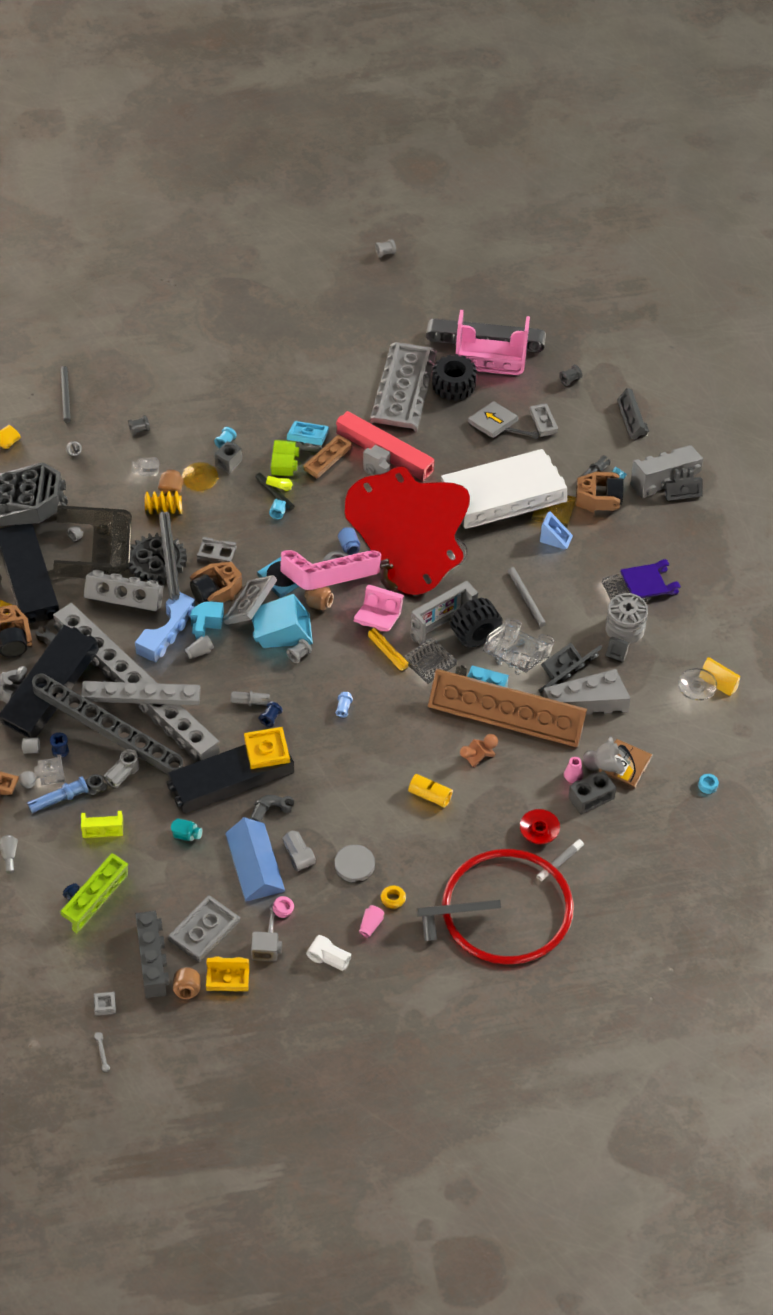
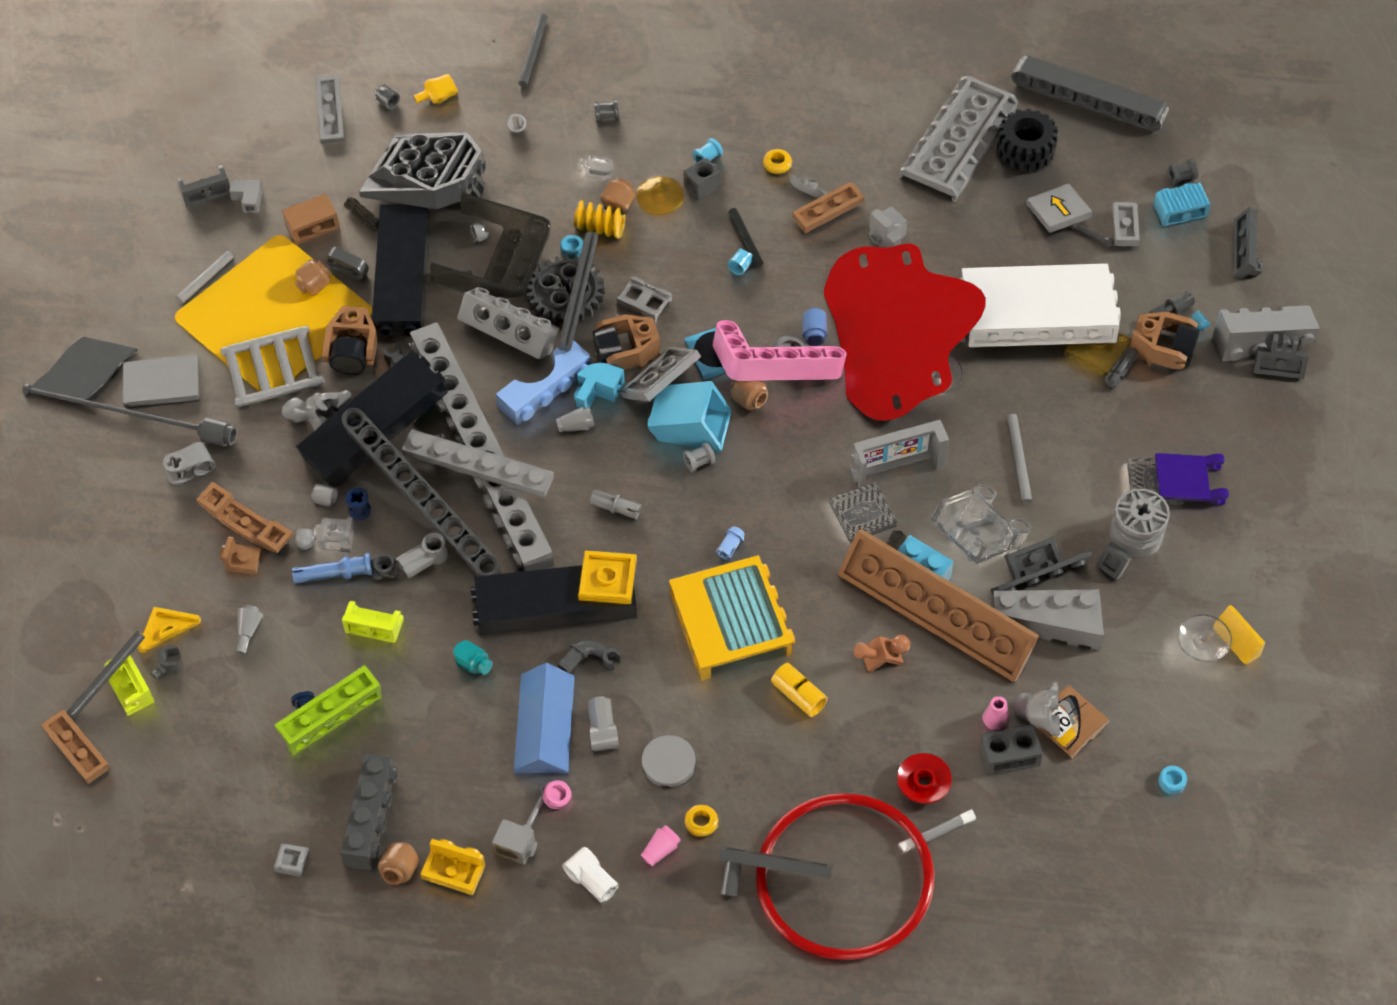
camera: 20 degrees right, 5 degrees up
(99, 1037) = (268, 902): light grey hinge -> none
(148, 526) = (571, 246): none -> medium azure tile
(204, 928) = (448, 795): light grey tile -> none
(270, 714) = (633, 532): dark blue bush -> none
(277, 428) = (777, 154): none -> yellow piece
(281, 483) = (755, 229): neon yellow arm -> none
(283, 458) = (772, 196): lime brick -> none
(308, 433) = (813, 170): medium azure tile -> none
(361, 752) = (730, 614): none -> panel
(380, 608) = (820, 428): bright pink bracket -> none
(388, 584) = (844, 397): dark brown piece -> none
(388, 649) = (814, 484): yellow axle -> none
(401, 453) = (921, 223): coral brick -> none
(475, 621) = (935, 477): black tyre -> none
(493, 355) = (1086, 120): bright pink windscreen -> none
(554, 532) = (1086, 381): light blue slope -> none
(575, 518) = (1121, 367): none -> dark grey axle
(577, 397) = (1181, 204): none -> medium azure brick

